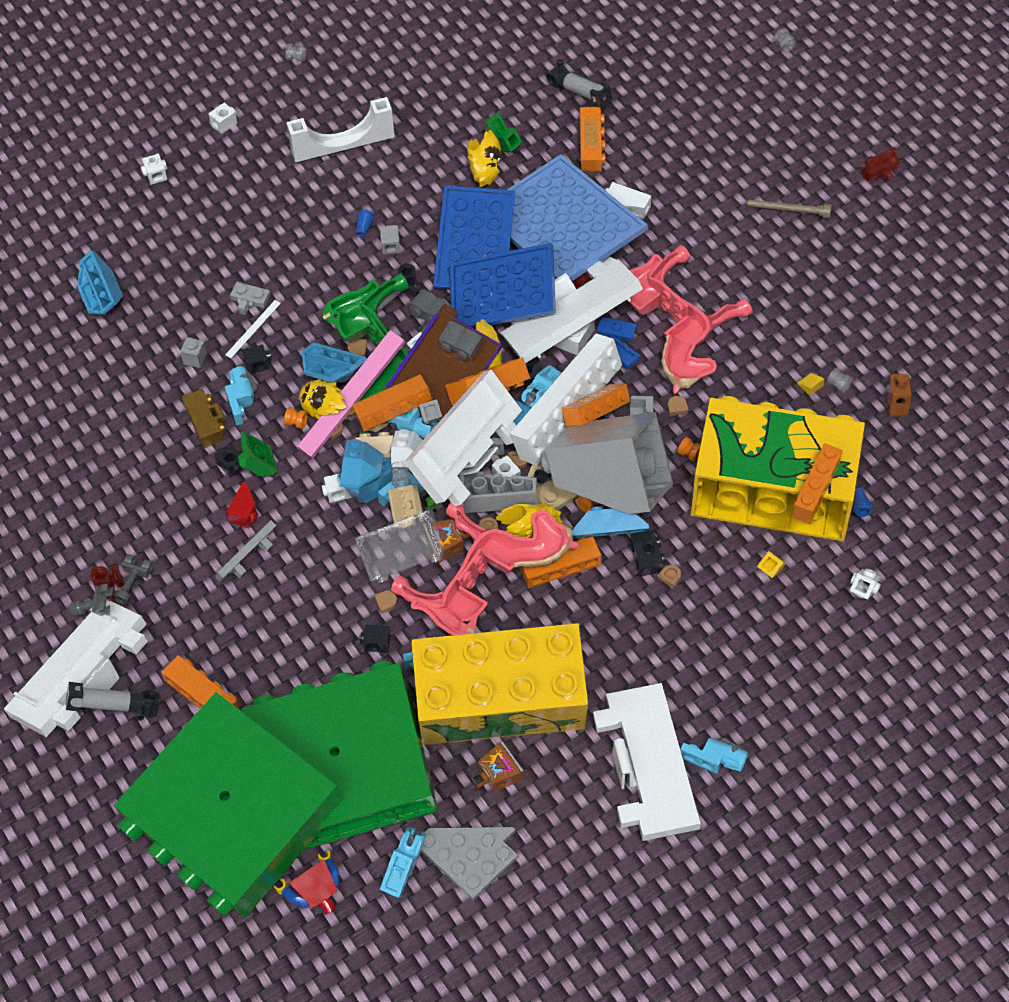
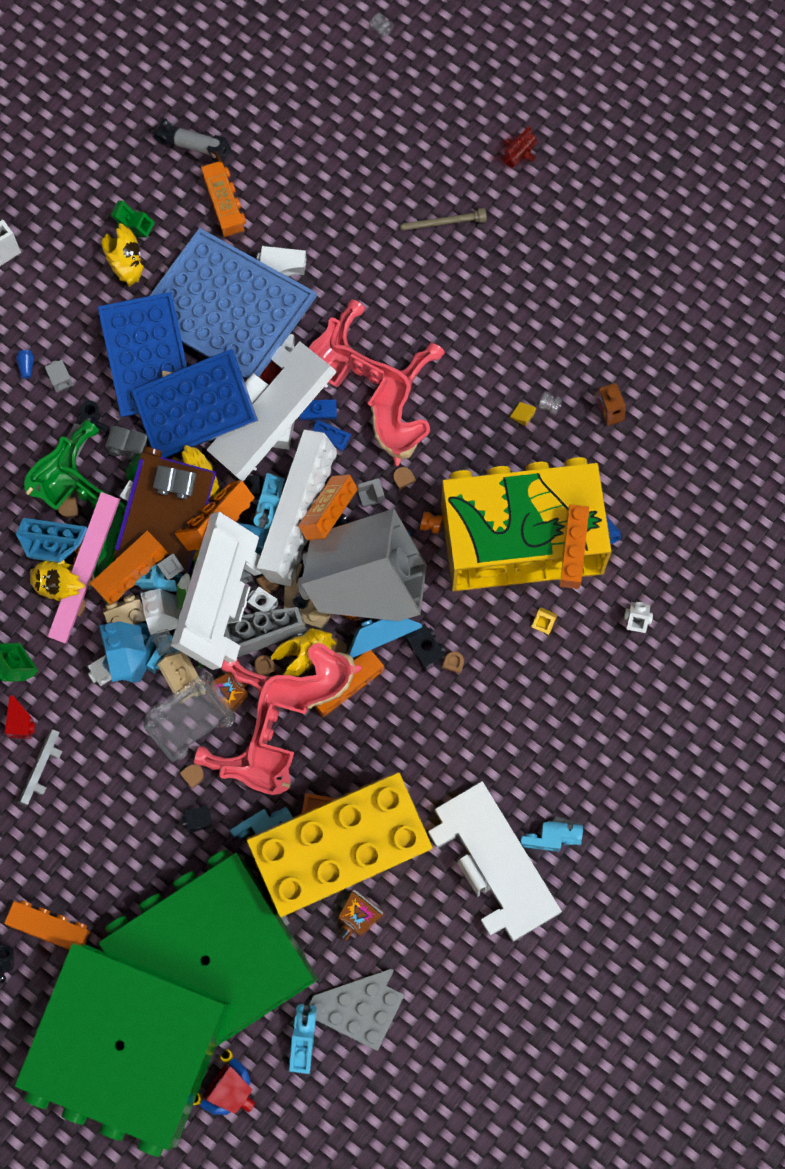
camera: 20 degrees left, 15 degrees up
(295, 418) = (34, 606): orange wheel -> none

